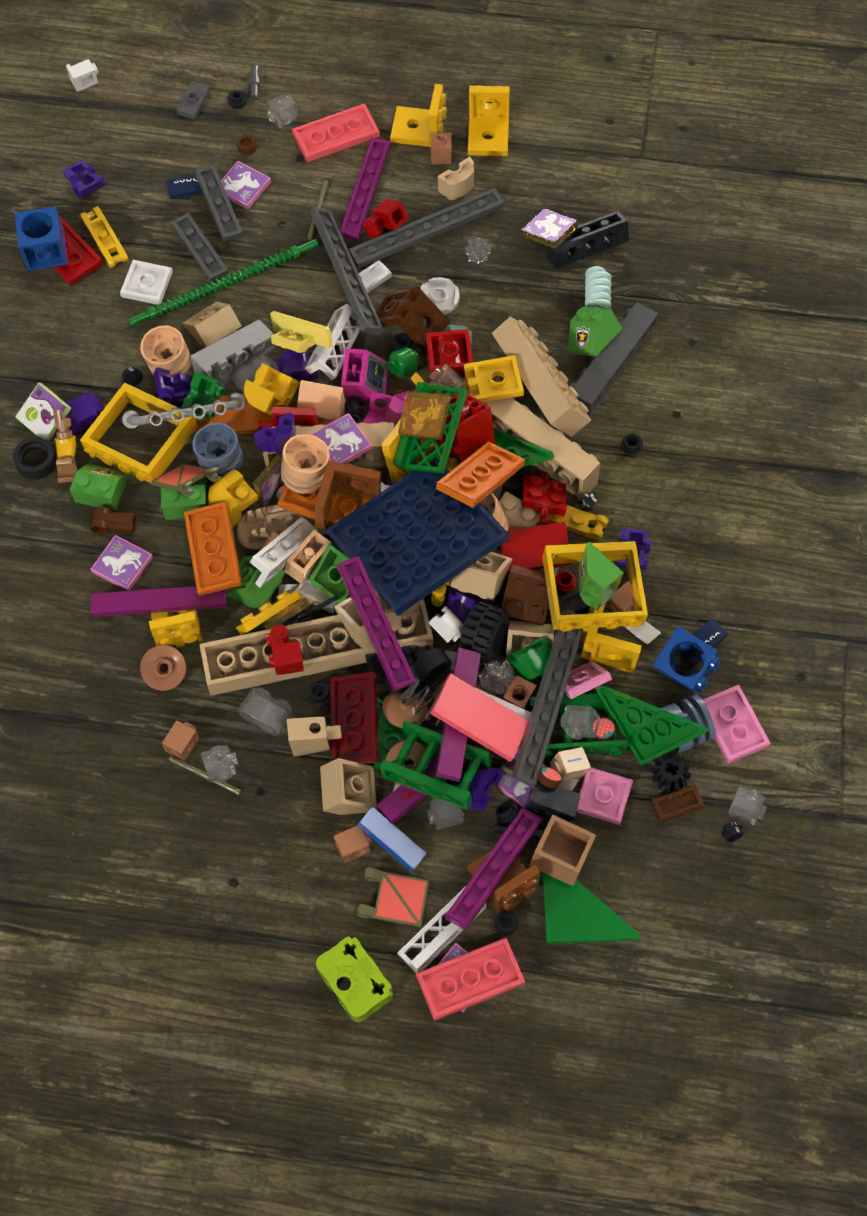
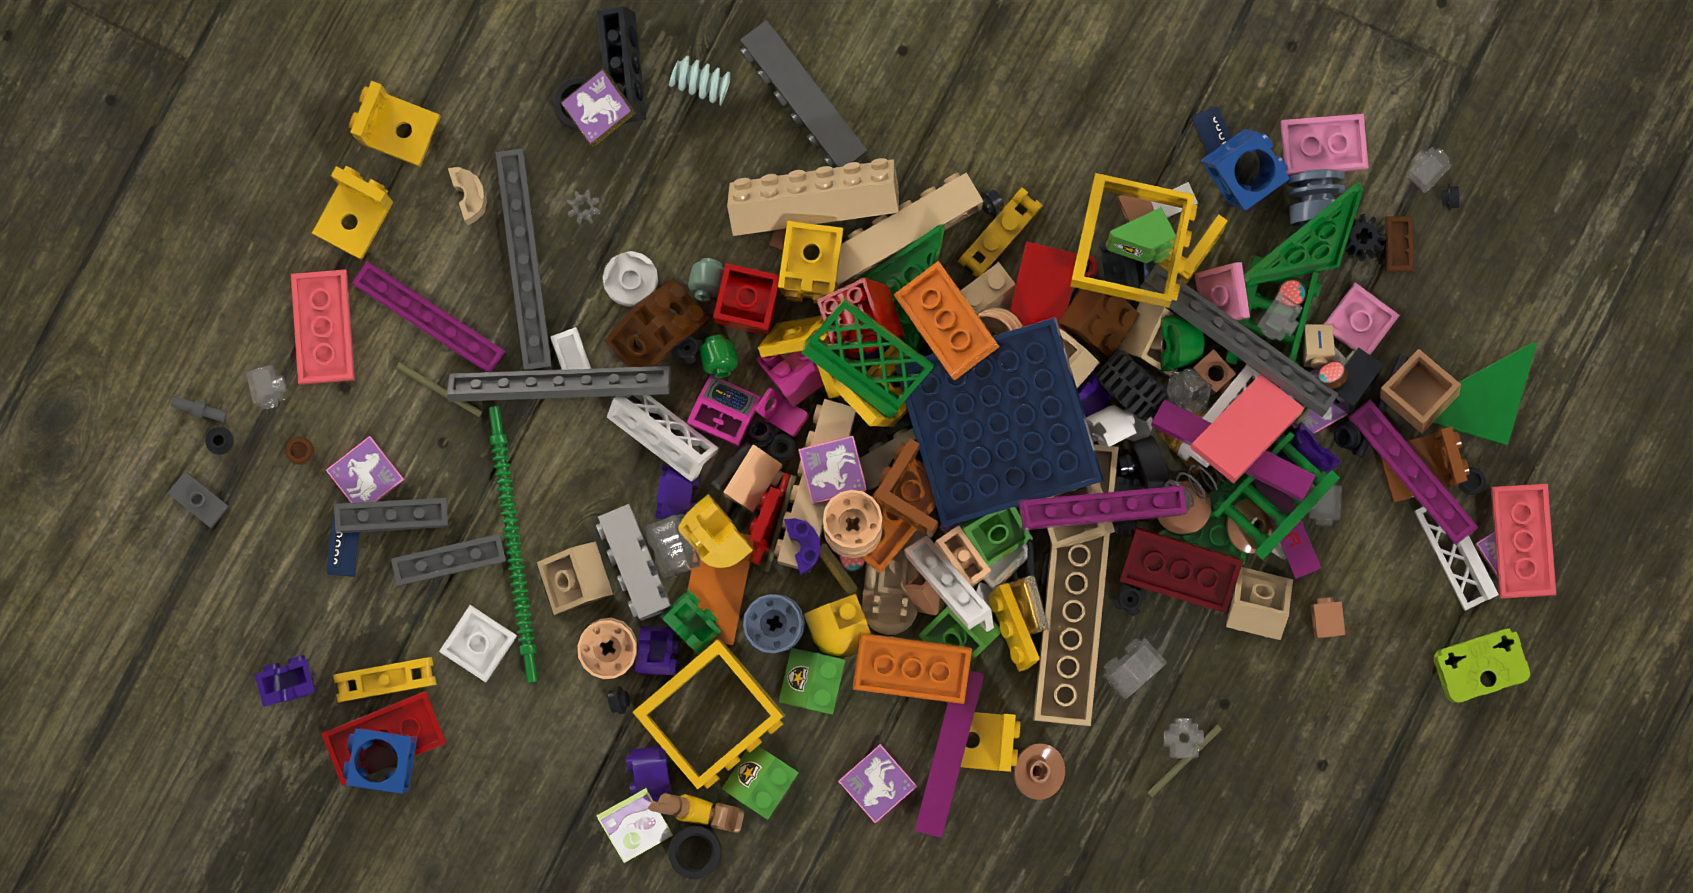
camera: 75 degrees left, 20 degrees up
(83, 74) = (102, 636): white brick -> none
(107, 521) = (817, 784): reddish brown piece -> none
(180, 740) = (1136, 775): nougat brick -> none
(184, 476) = (795, 675): flag -> none
(235, 401) = (706, 581): light grey bar -> none
(285, 656) = (1092, 626): red brick -> none
(298, 333) = (643, 477): light yellow bracket -> none
(311, 735) = (1185, 636): tan torso -> none
(387, 215) = (489, 306): red brick -> none
(391, 839) = (1339, 574): tile -> none
(398, 900) = (1403, 588): flag -> none
(424, 415) = (853, 361): clear yellow tile -> none
(441, 148) = (407, 198): nougat brick -> none
(445, 377) = (793, 317): clear brick -> none
(543, 495) = (975, 252): red plate -> none
(592, 330) = (765, 111): bright green slope -> none
(632, 439) = (925, 112): black plate -> none
(642, 545) = (1073, 174): dark purple cylinder -> none

